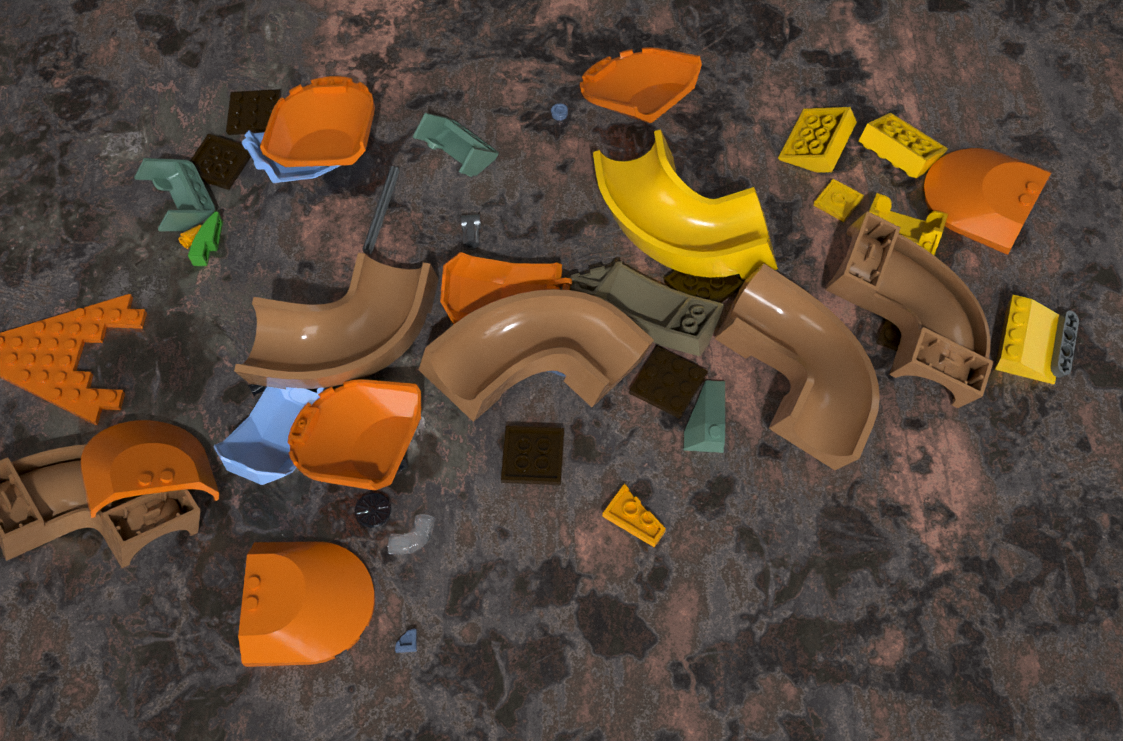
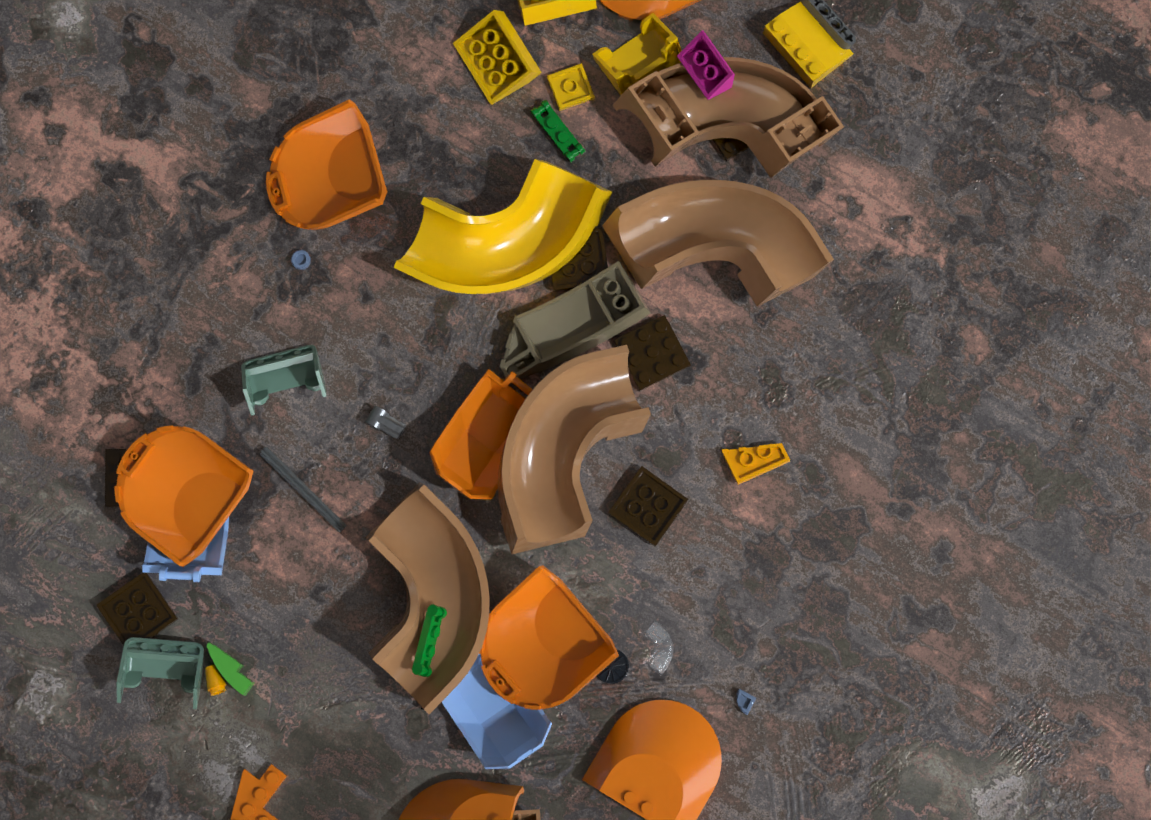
camera: 65 degrees left, 20 degrees up
(250, 110) = (93, 546): dark brown plate -> none
(299, 339) = (427, 640): none -> green plate
(707, 422) = (709, 346): sand green wedge -> none
(795, 211) = (557, 131): none -> green plate
(936, 263) = (706, 66): none -> dark pink slope

